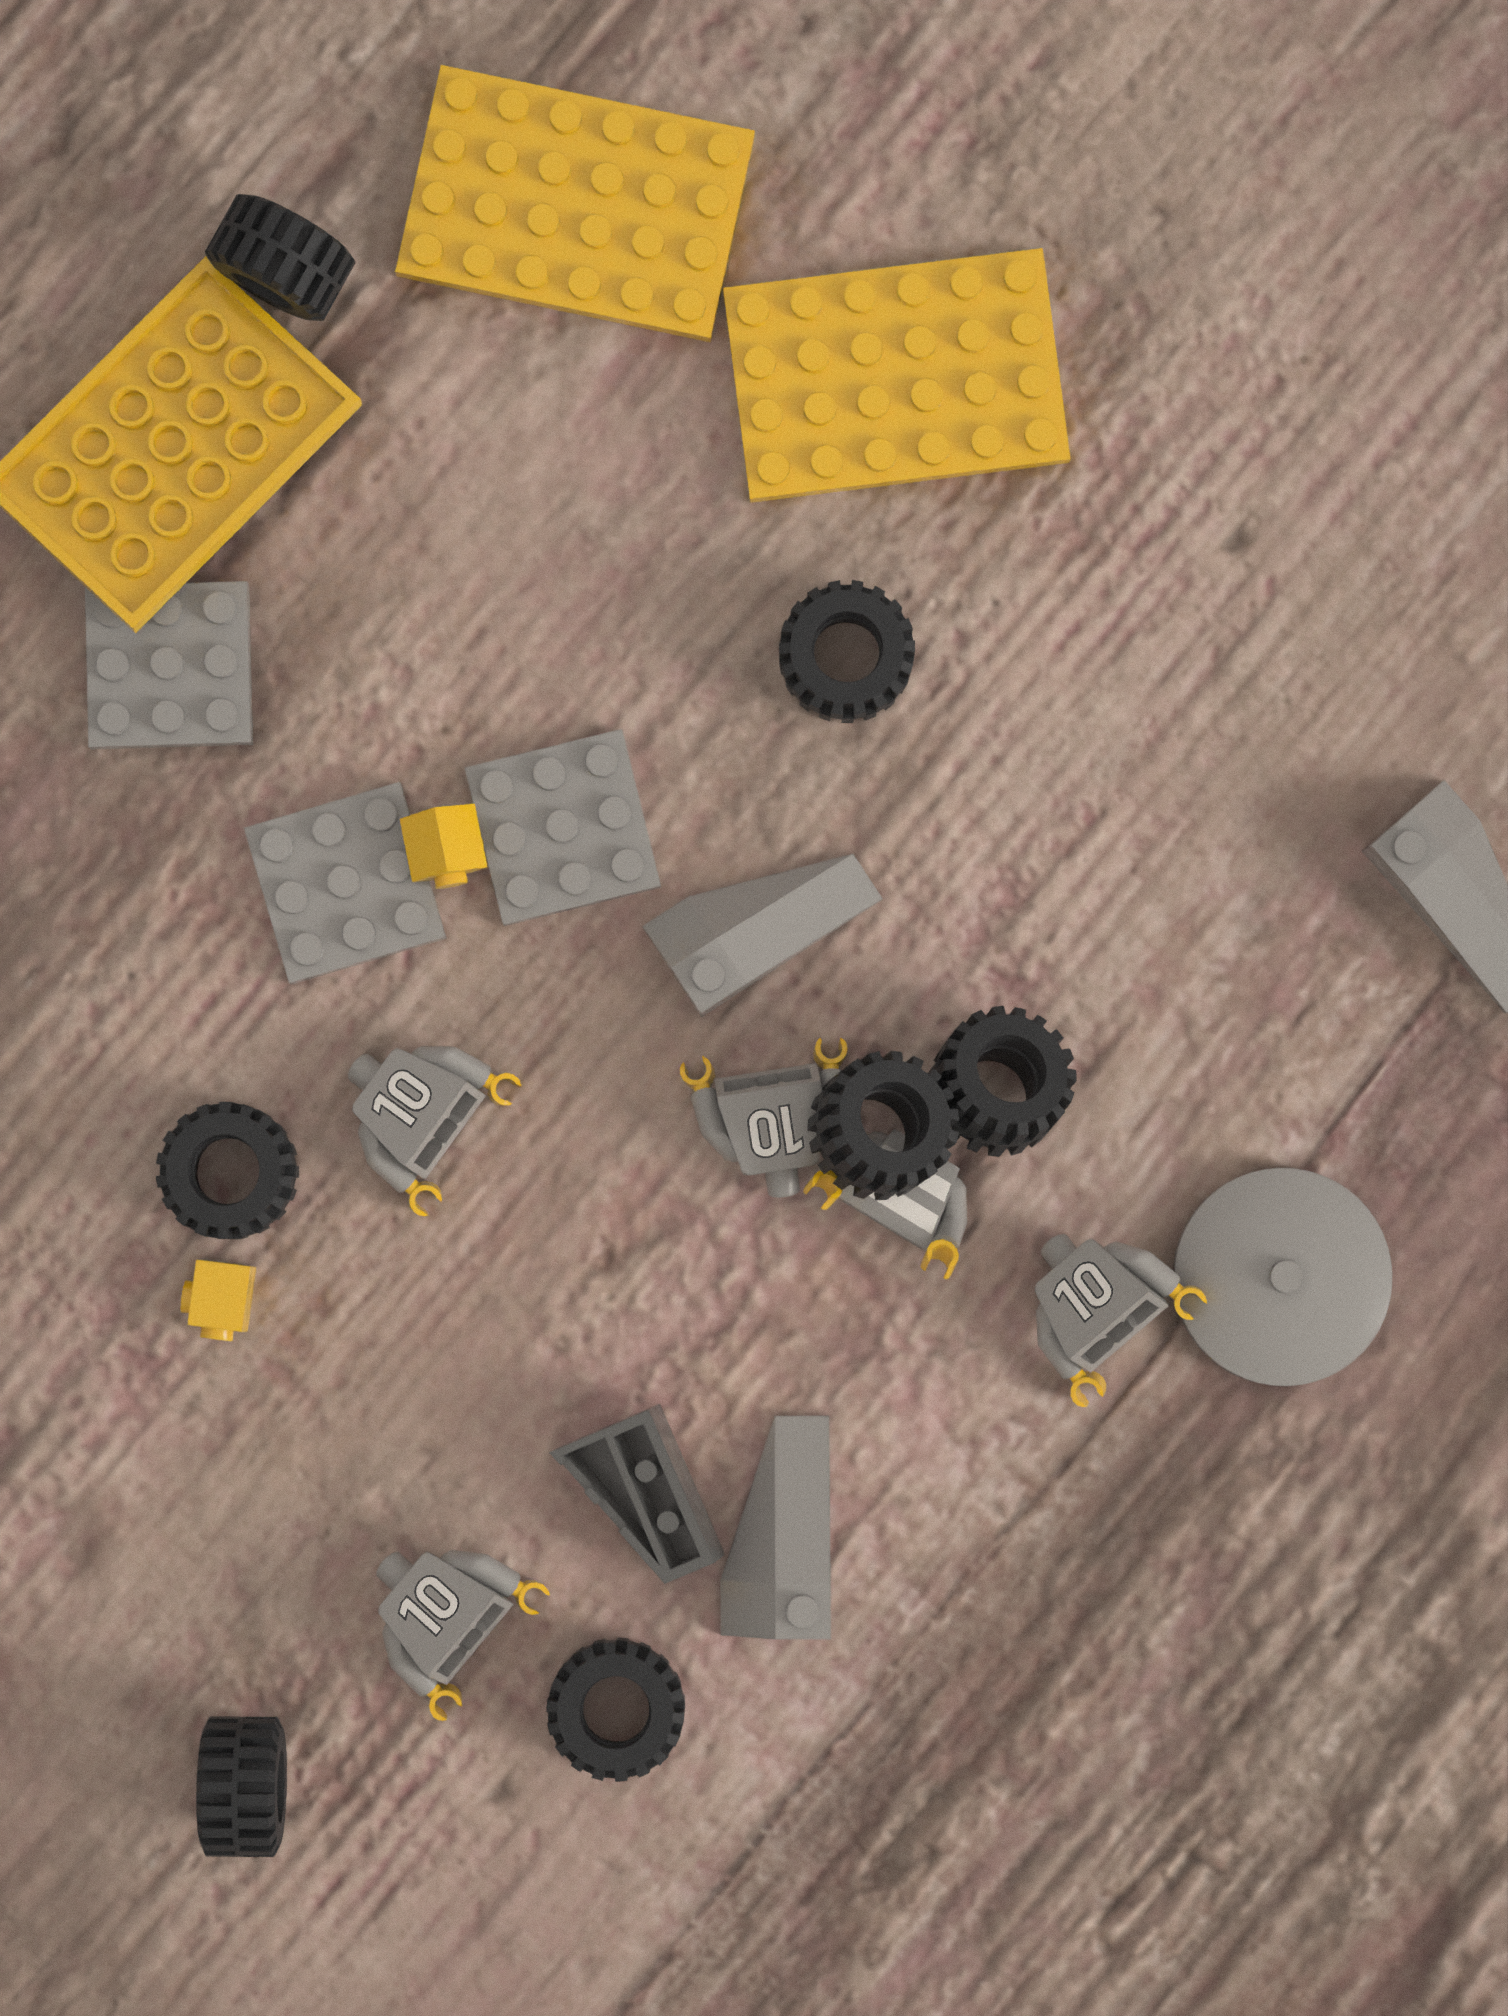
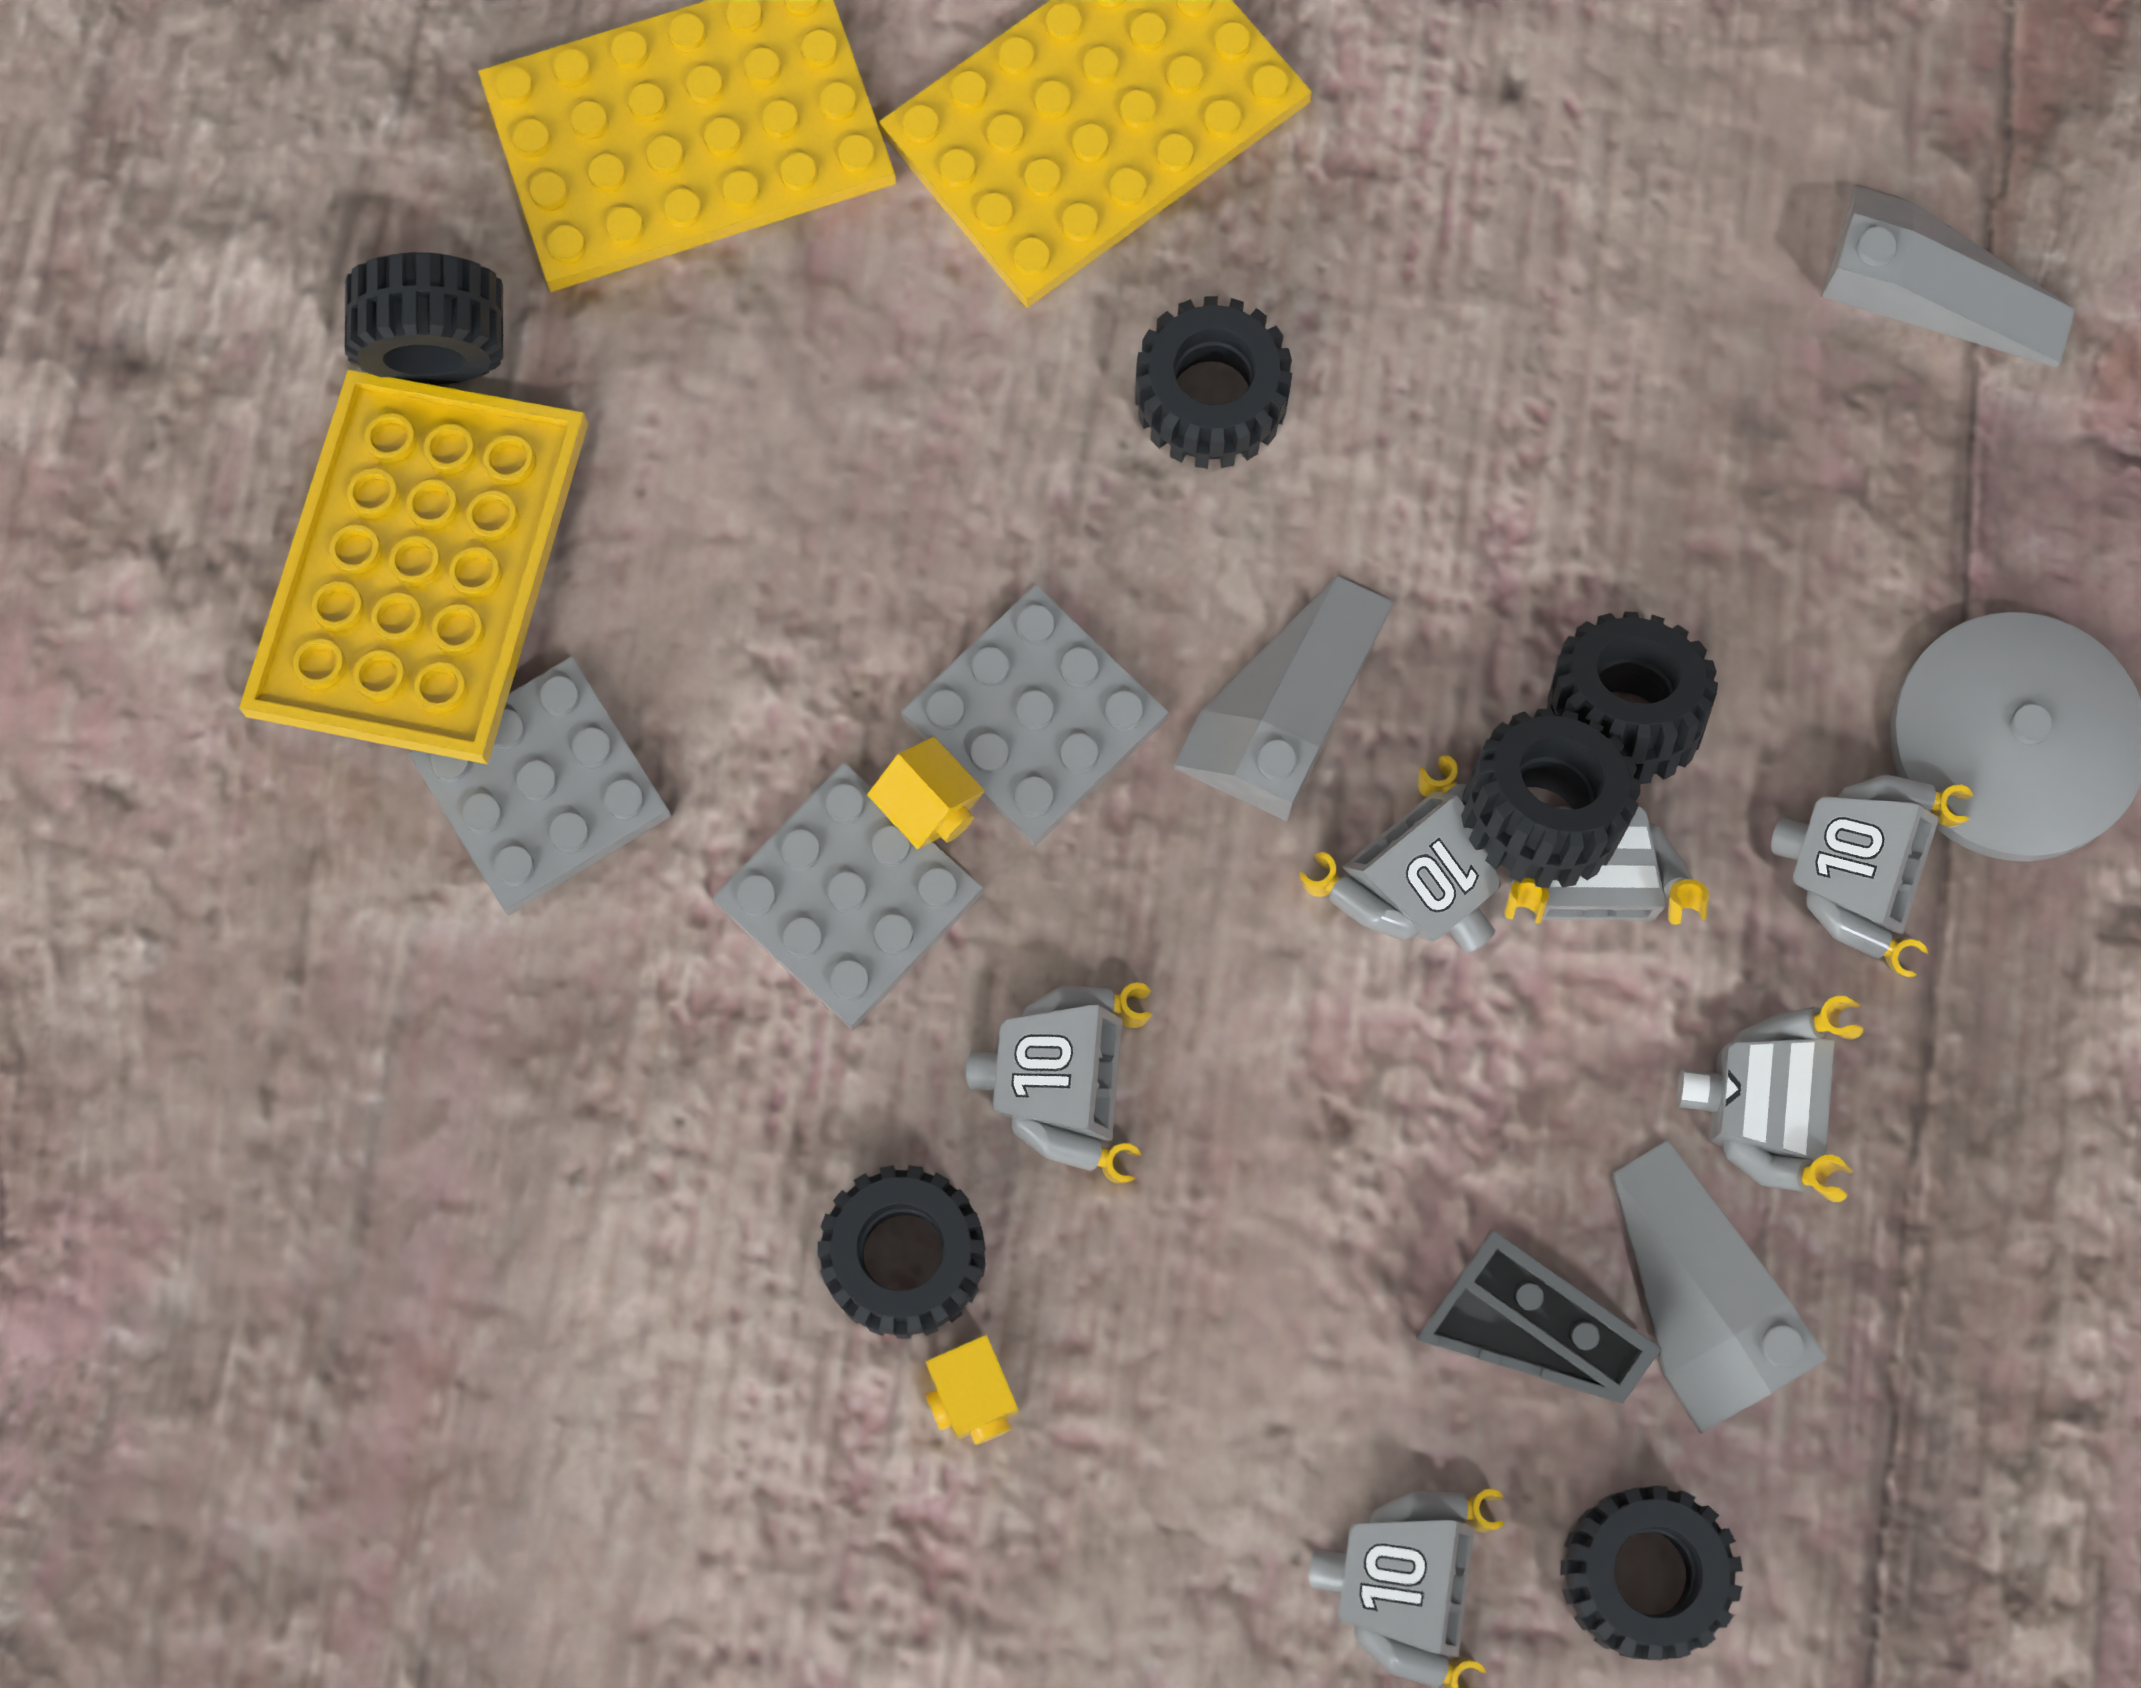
camera: 30 degrees left, 10 degrees down
(920, 1434) = (1775, 1098): none -> light grey torso

